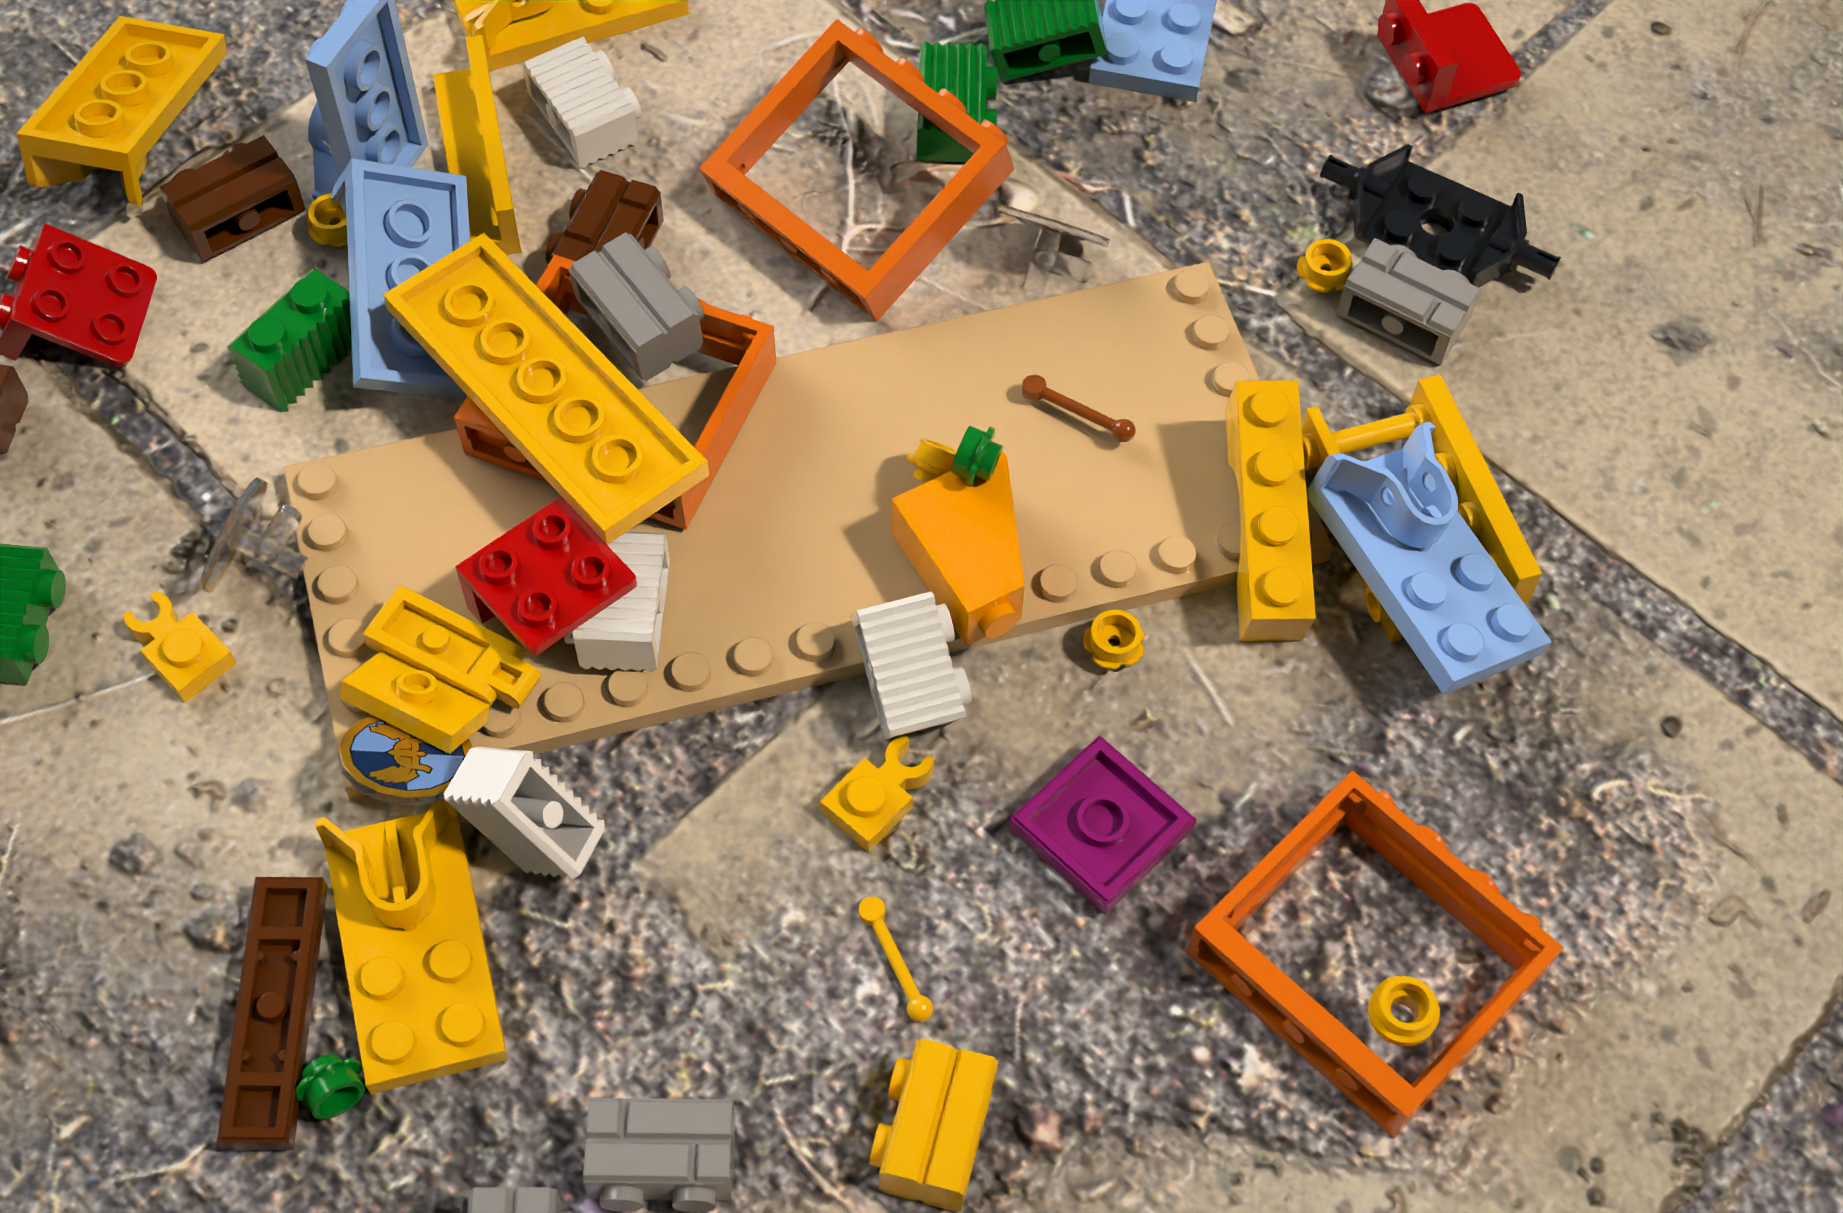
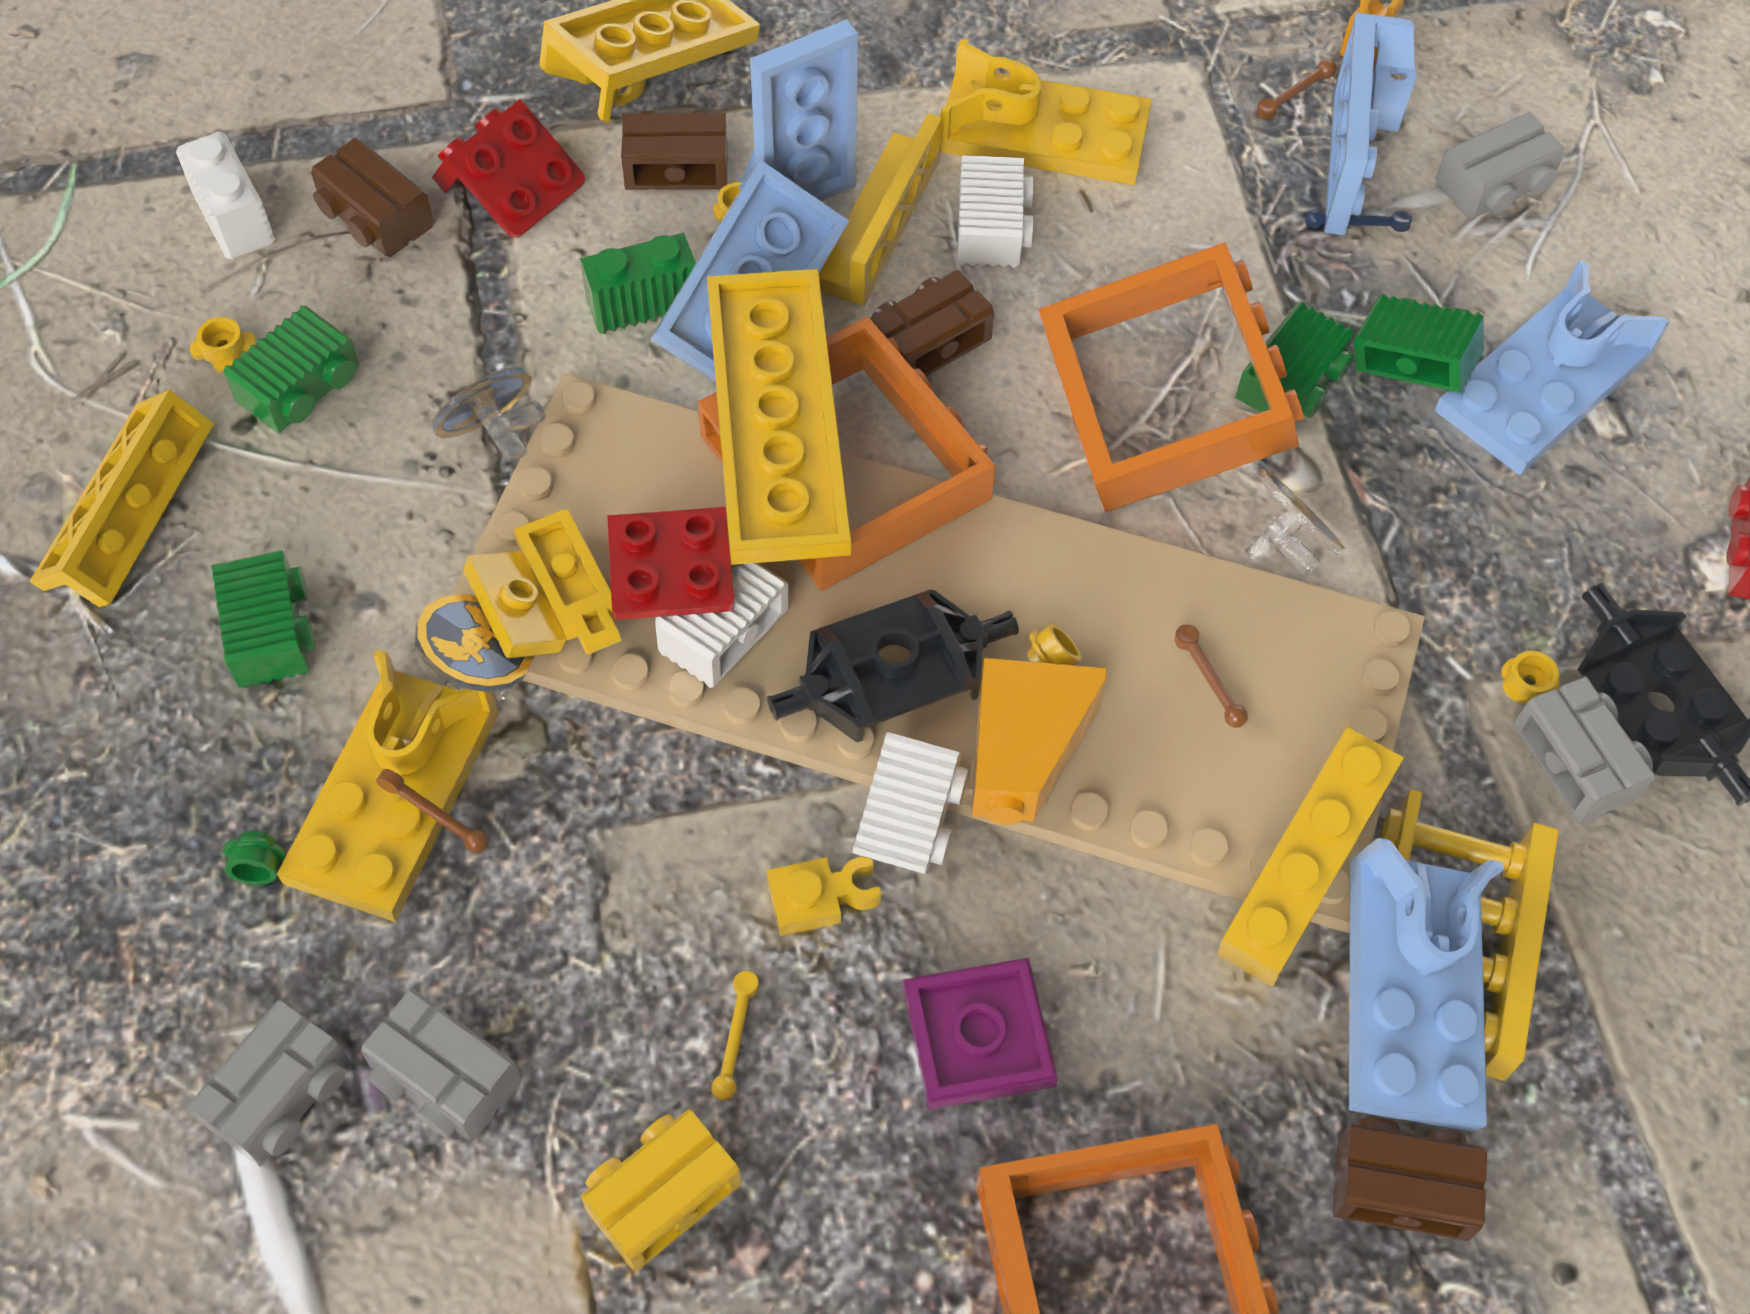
camera: 35 degrees right, 0 degrees up
(161, 862) = (262, 618): none -> green brick
(180, 652) = (397, 469): yellow plate -> none
(273, 1014) = (255, 777): reddish brown plate -> none
(428, 929) = (475, 840): none -> dark orange hinge
(525, 811) = (527, 736): white brick -> none
(638, 305) = (892, 389): light grey brick -> none
(791, 591) = (859, 688): none -> black plate
(976, 455) = (1074, 661): green plate -> none
(1114, 625) = (1104, 872): yellow plate -> none
(1518, 724) = (1410, 1180): none -> reddish brown brick

